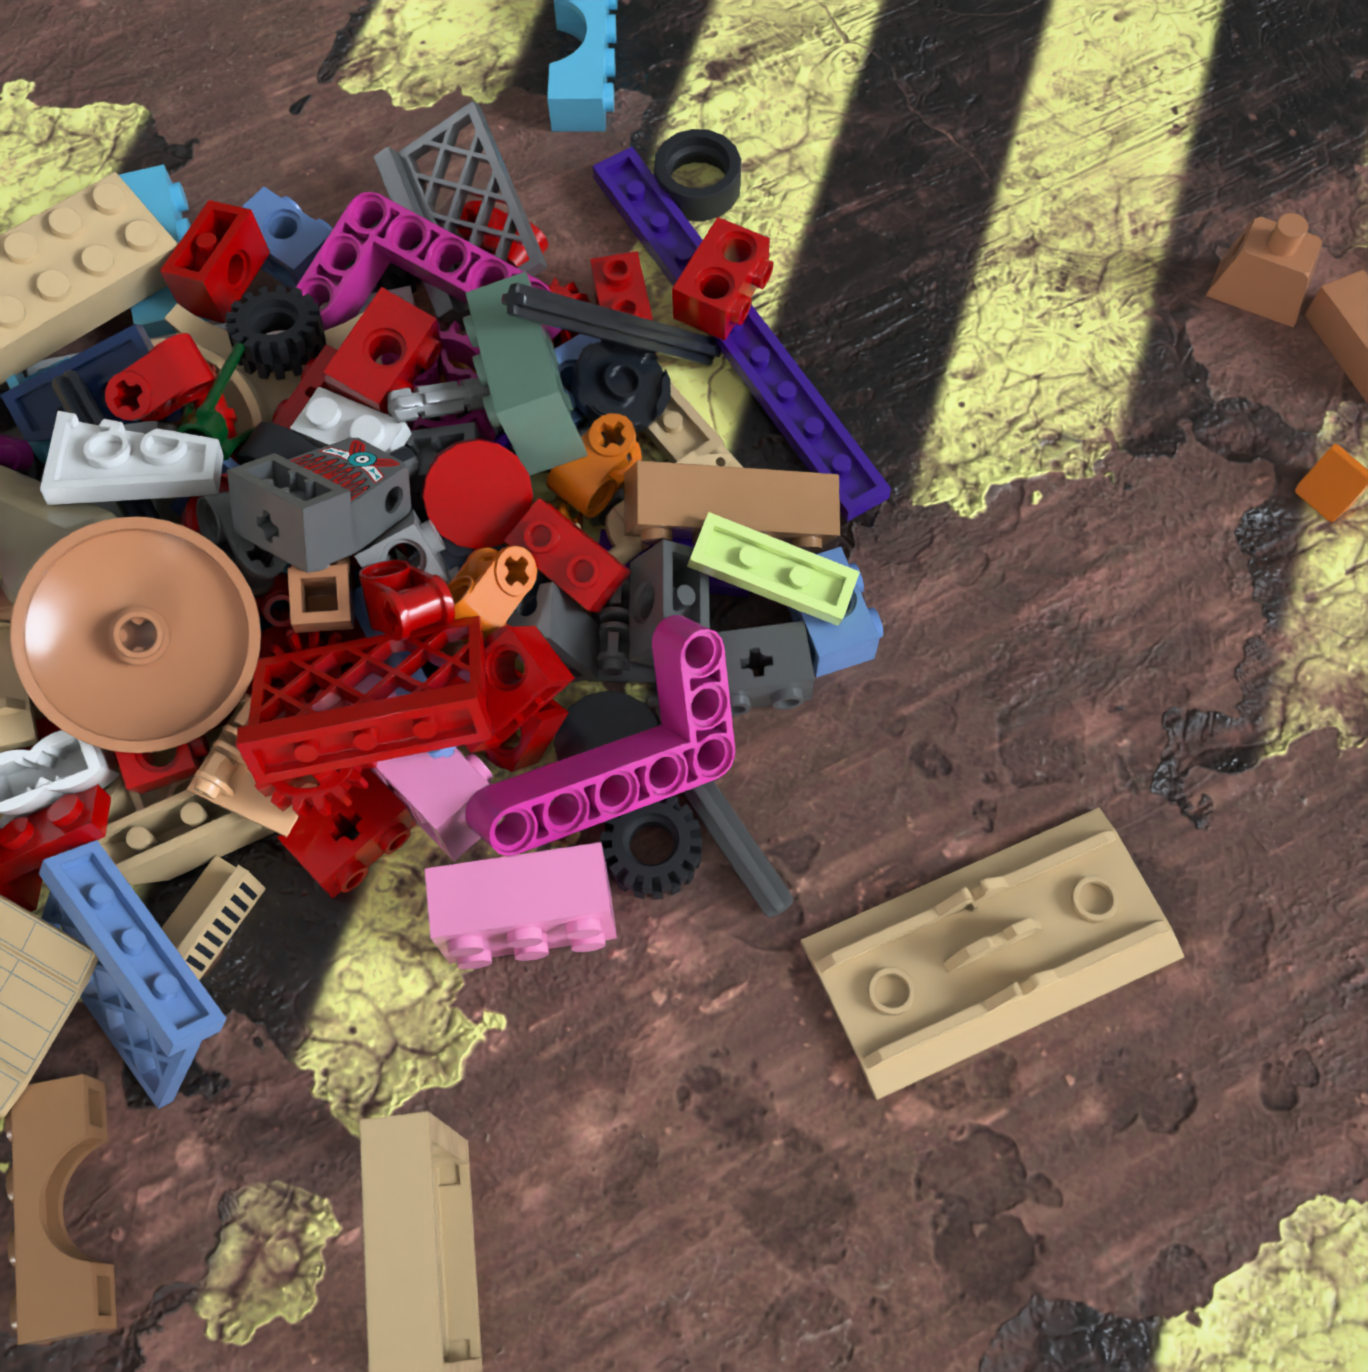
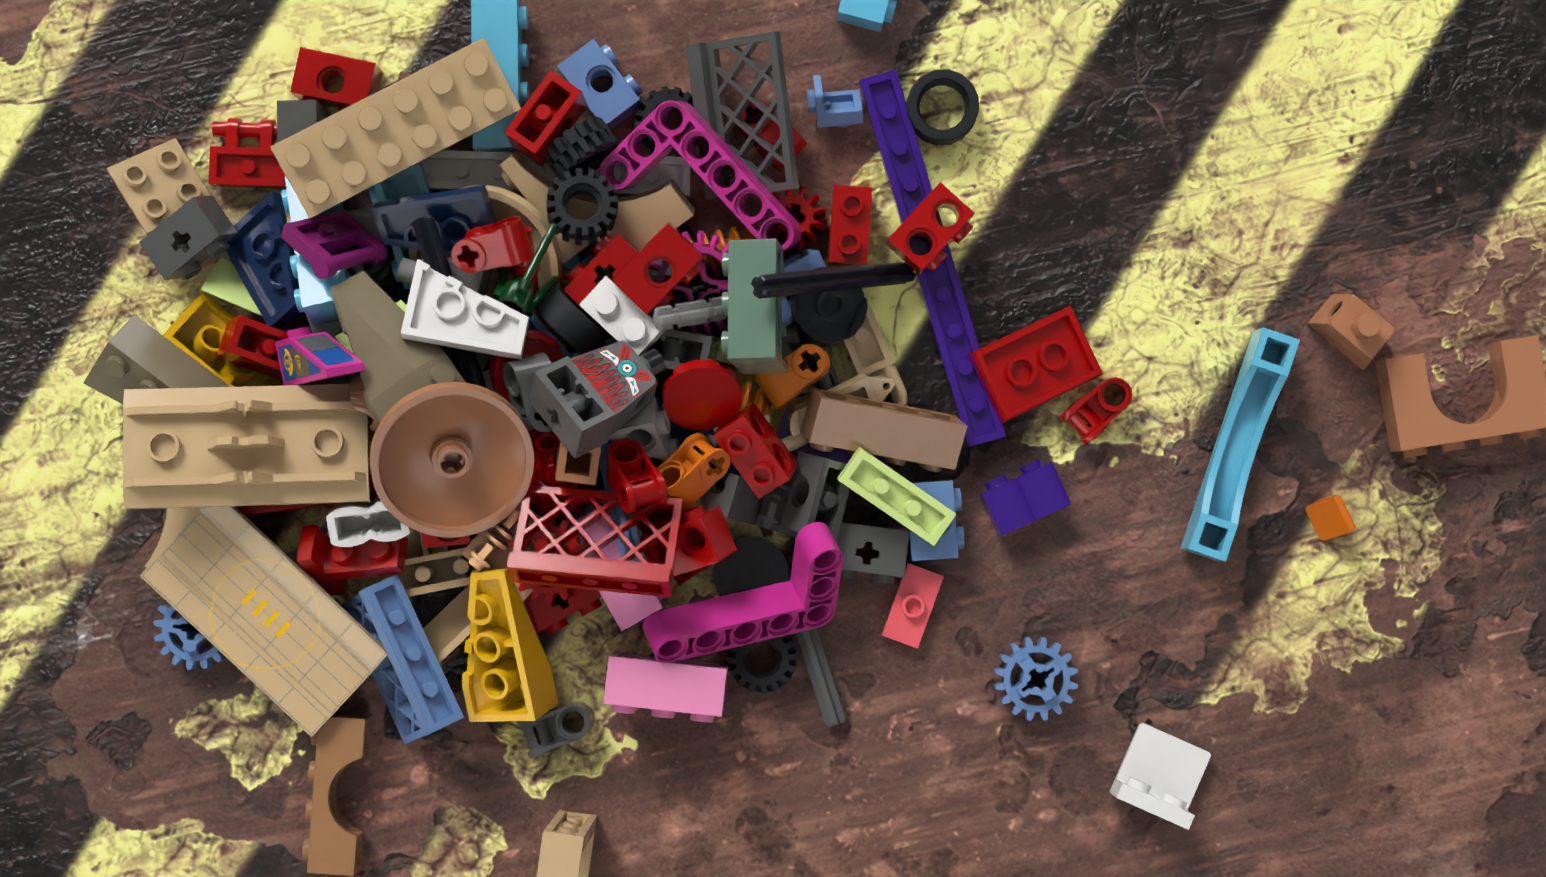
camera: 15 degrees right, 20 degrees up
(258, 267) = (581, 147): none -> black tyre
(279, 924) = (506, 662): none -> yellow wedge
(374, 1022) = (552, 729): none -> dark grey piece
(578, 203) = (834, 108): none -> medium blue bracket
(837, 728) = (912, 605): none -> coral plate
(898, 404) = (1035, 364): none -> red tile
(939, 556) = (1024, 498): none -> dark purple brick
(991, 436) = (1095, 410): none -> red piece
(991, 951) = (967, 785): tan hinge -> none
(1058, 789) = (1052, 667): none -> medium blue gear
(1189, 497) = (1226, 477): none -> medium azure arch
(1256, 859) = (1160, 774): none -> white bracket

